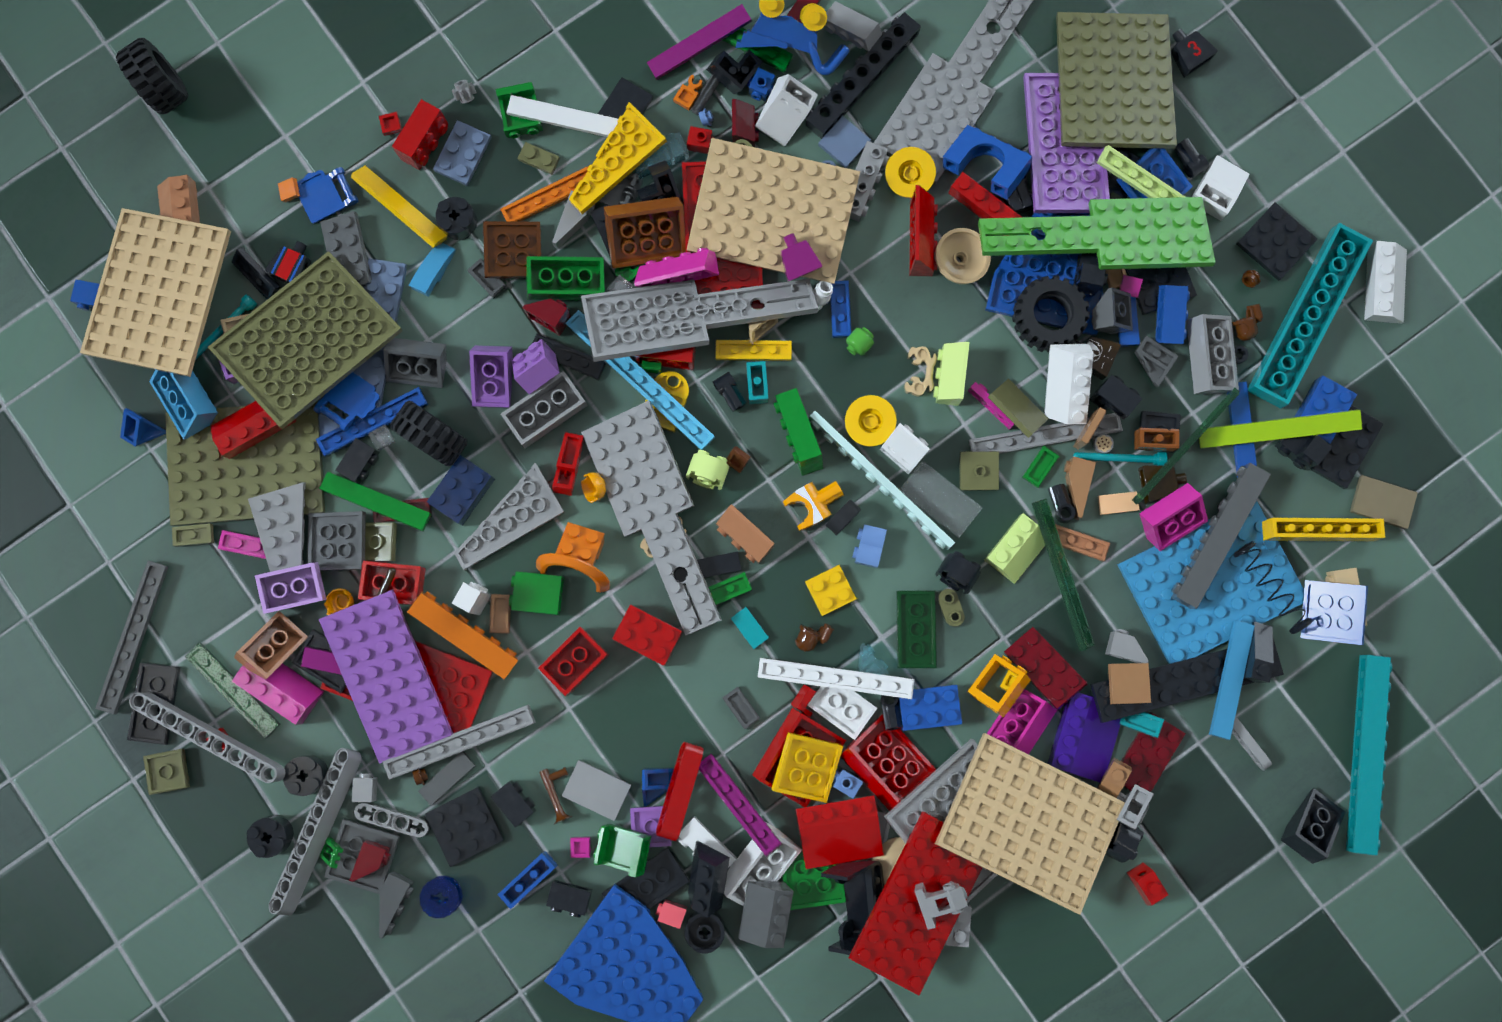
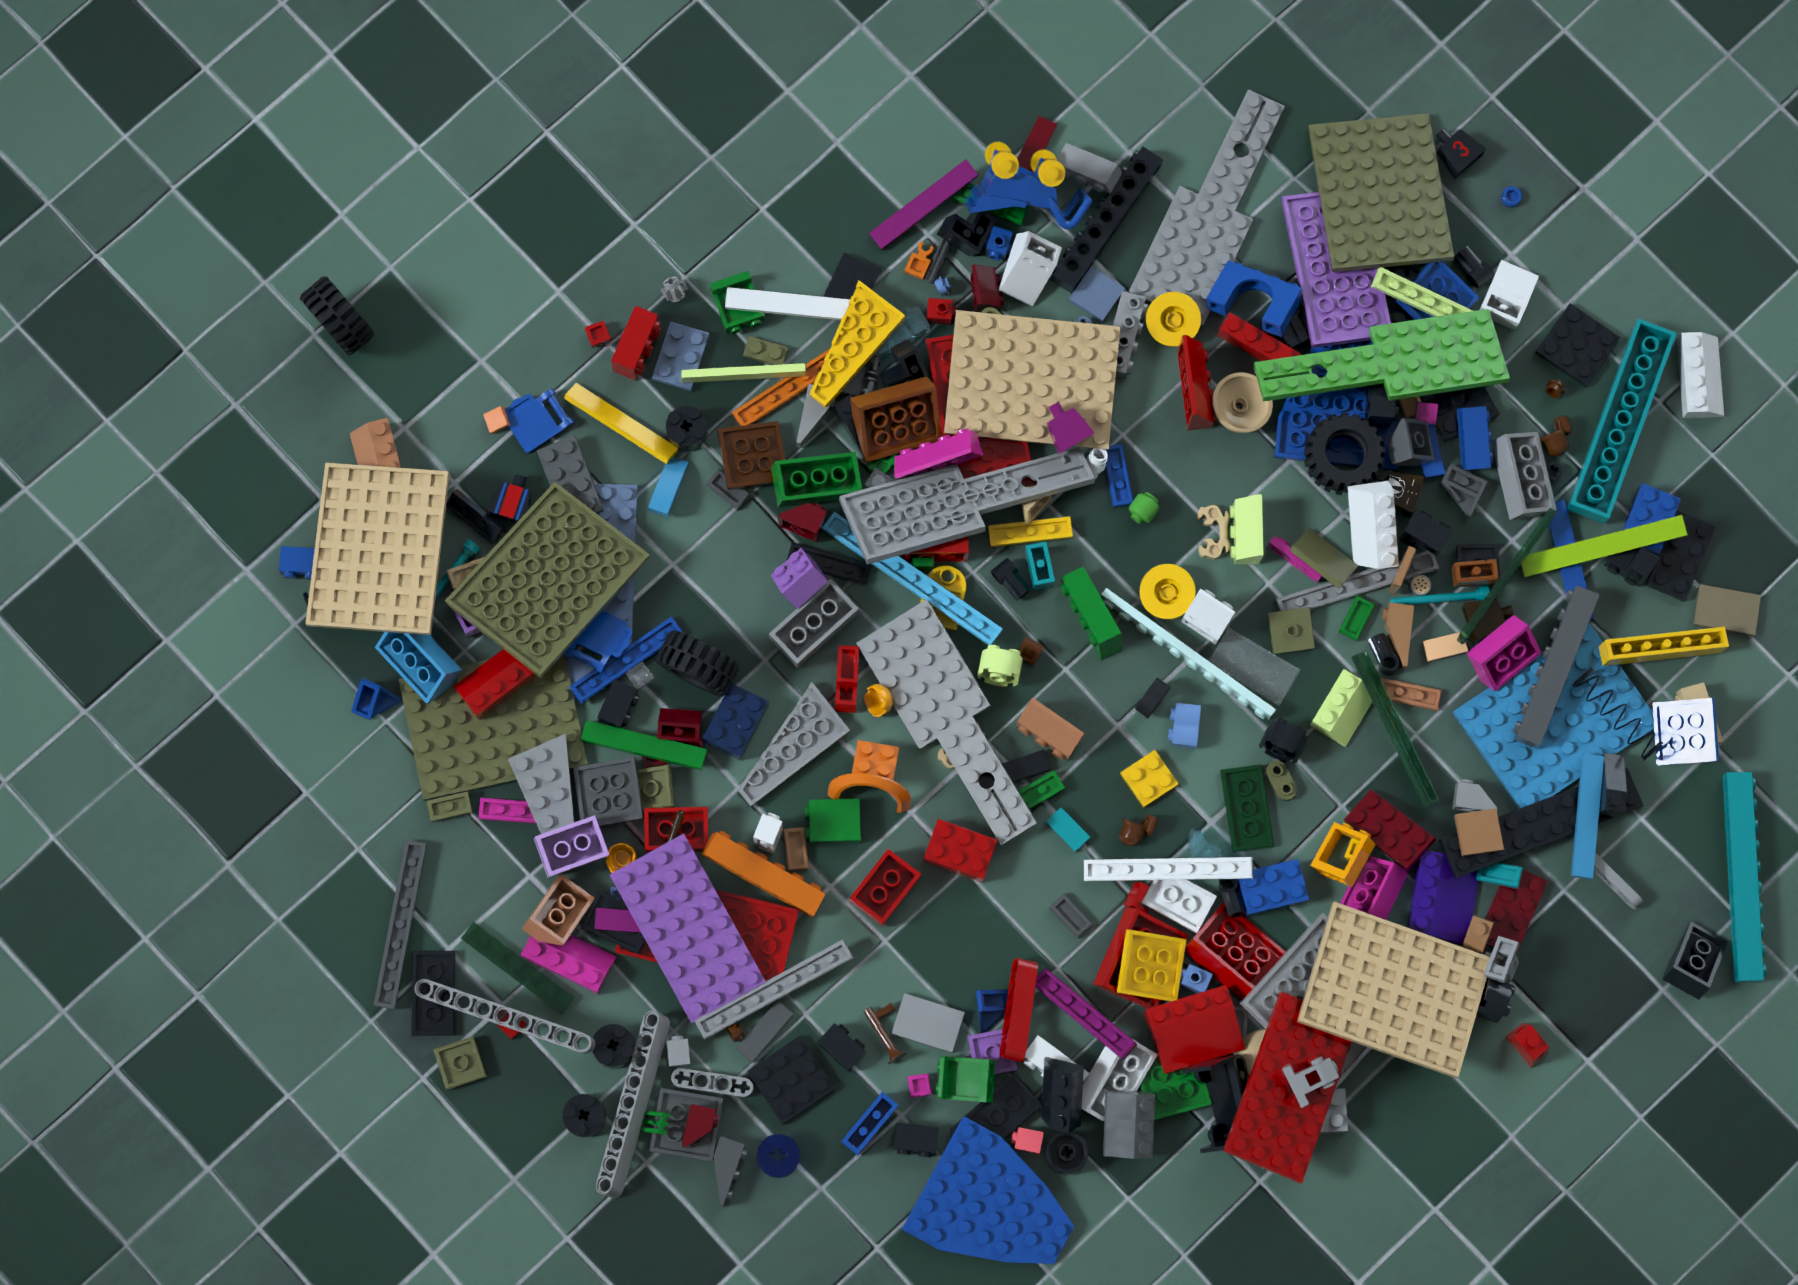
camera: 15 degrees left, 5 degrees down
(409, 487) = (679, 725): none -> dark red brick
(415, 362) = (665, 591): dark grey slope -> none
(491, 375) = (750, 595): medium lavender slope -> none
(513, 173) = (742, 373): none -> yellowish green tile
(815, 502) = (1119, 686): light orange connector -> none
(1233, 99) = (1511, 197): none -> blue tile

